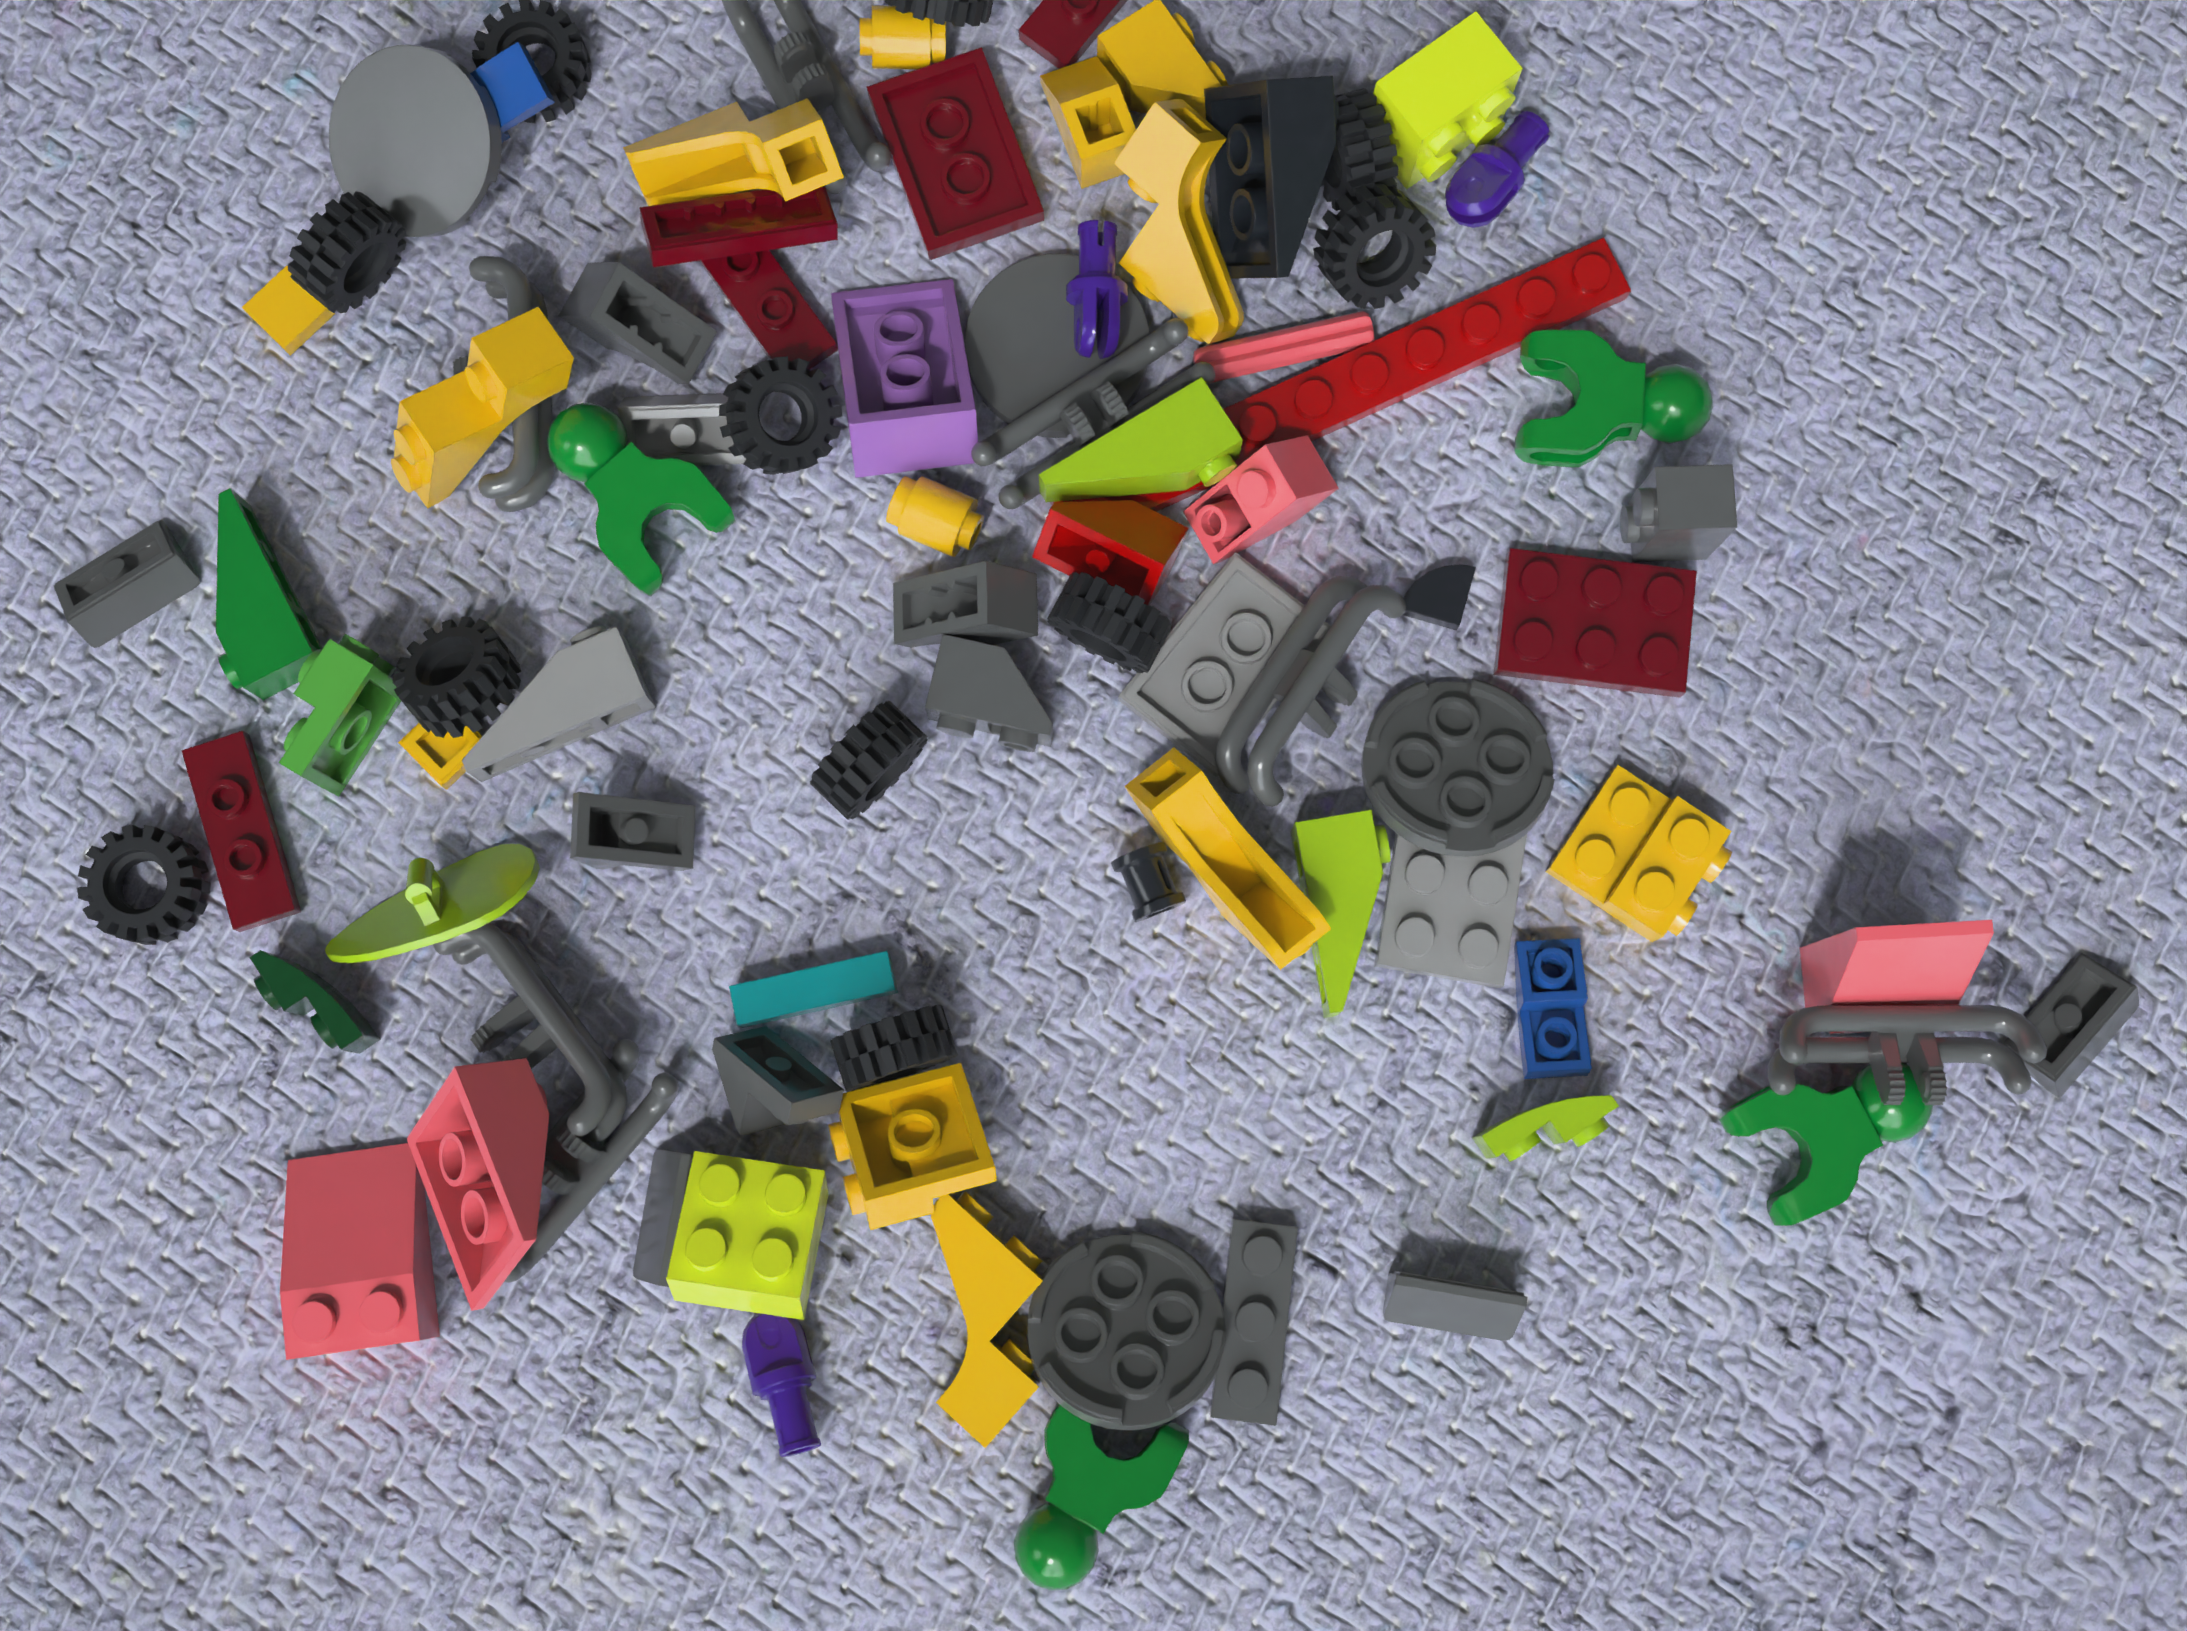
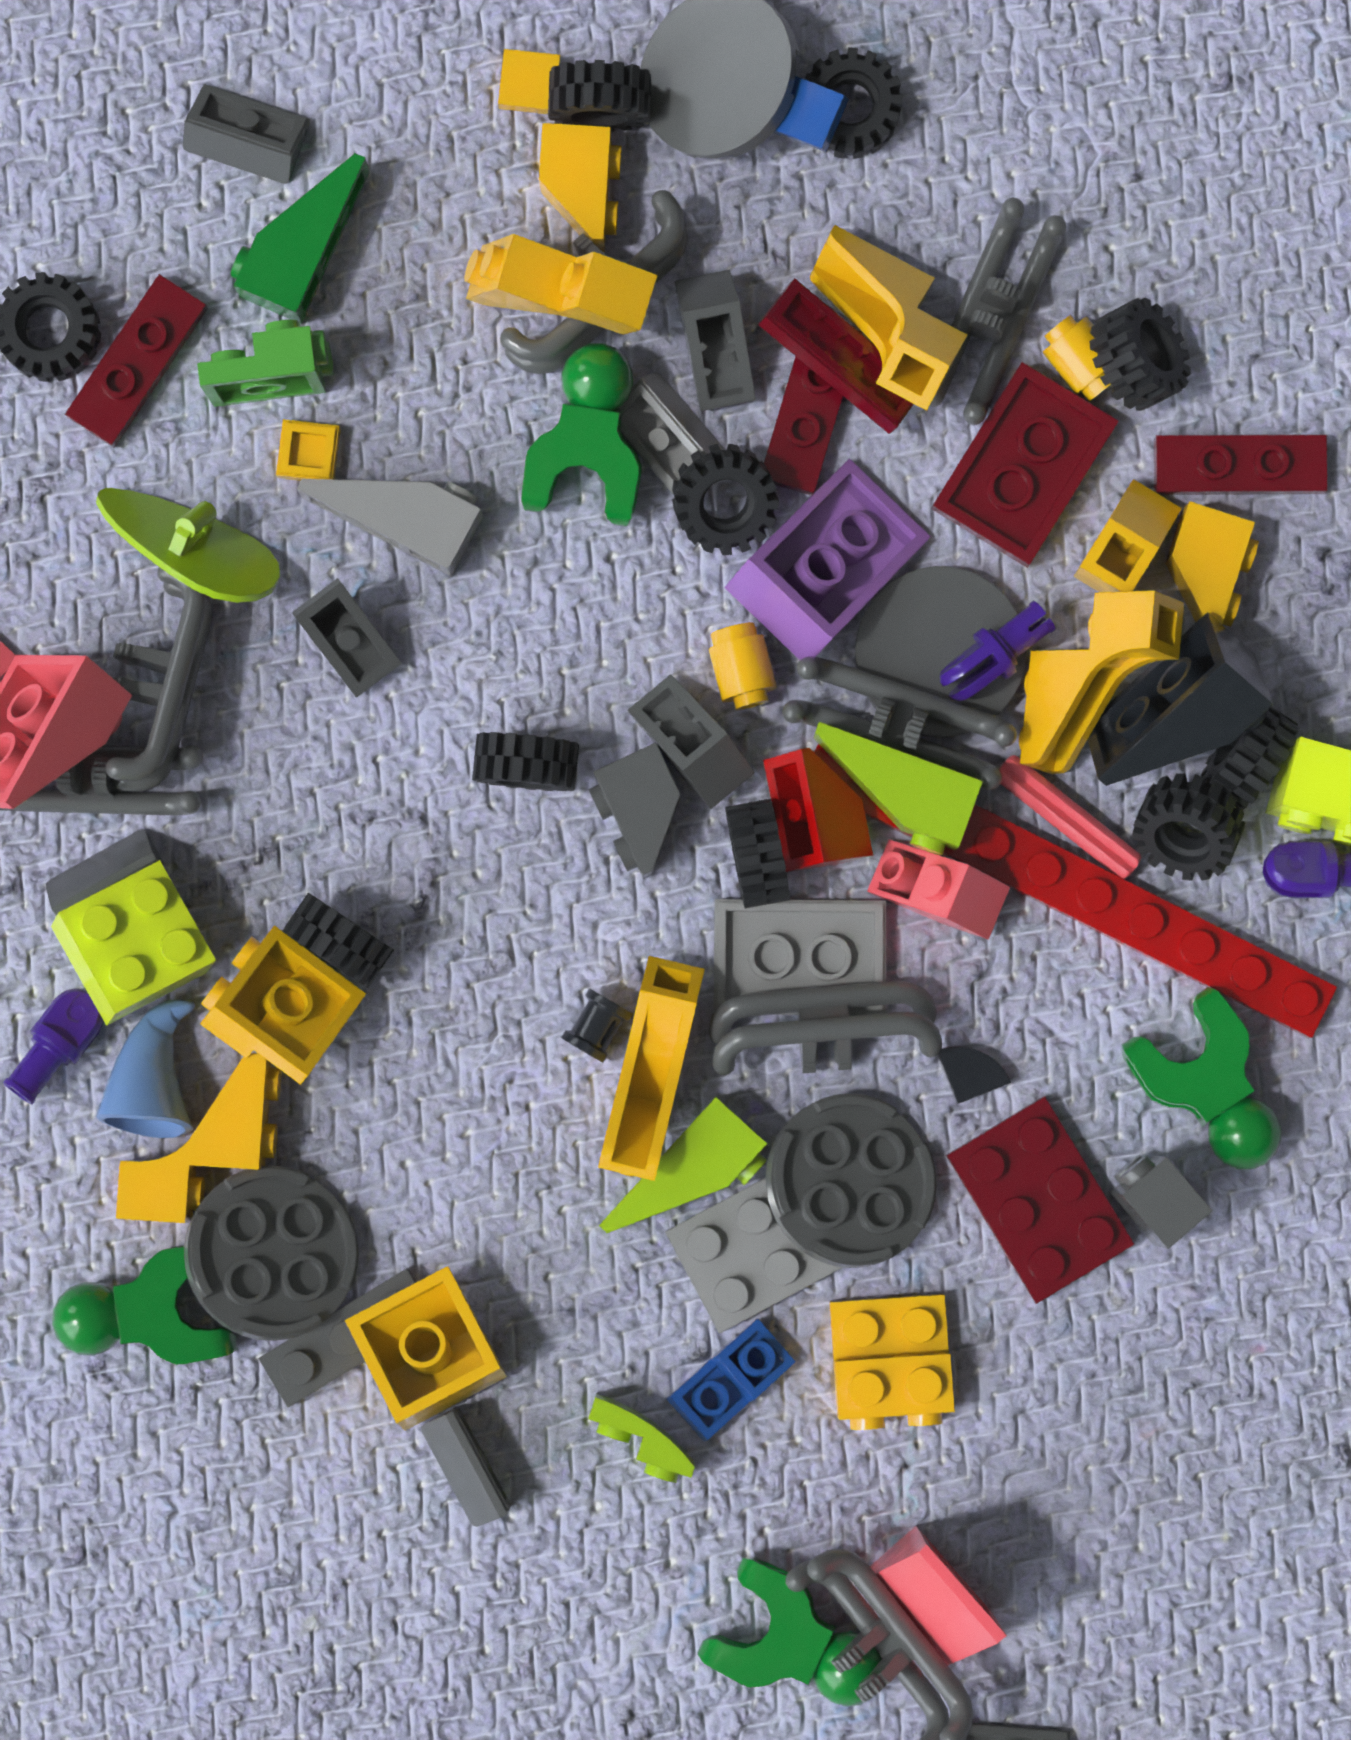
camera: 55 degrees right, 5 degrees up
(301, 991) = (60, 493): dark green slope -> none
(399, 328) = (576, 177): none -> yellow slope
(457, 677) = (352, 448): black tyre -> none
(771, 1082) = (250, 873): dark grey slope -> none
(813, 989) = (338, 850): teal piece -> none
(883, 1328) = (143, 1085): none -> medium blue hat
(1320, 1254) = (425, 1348): none -> yellow slope

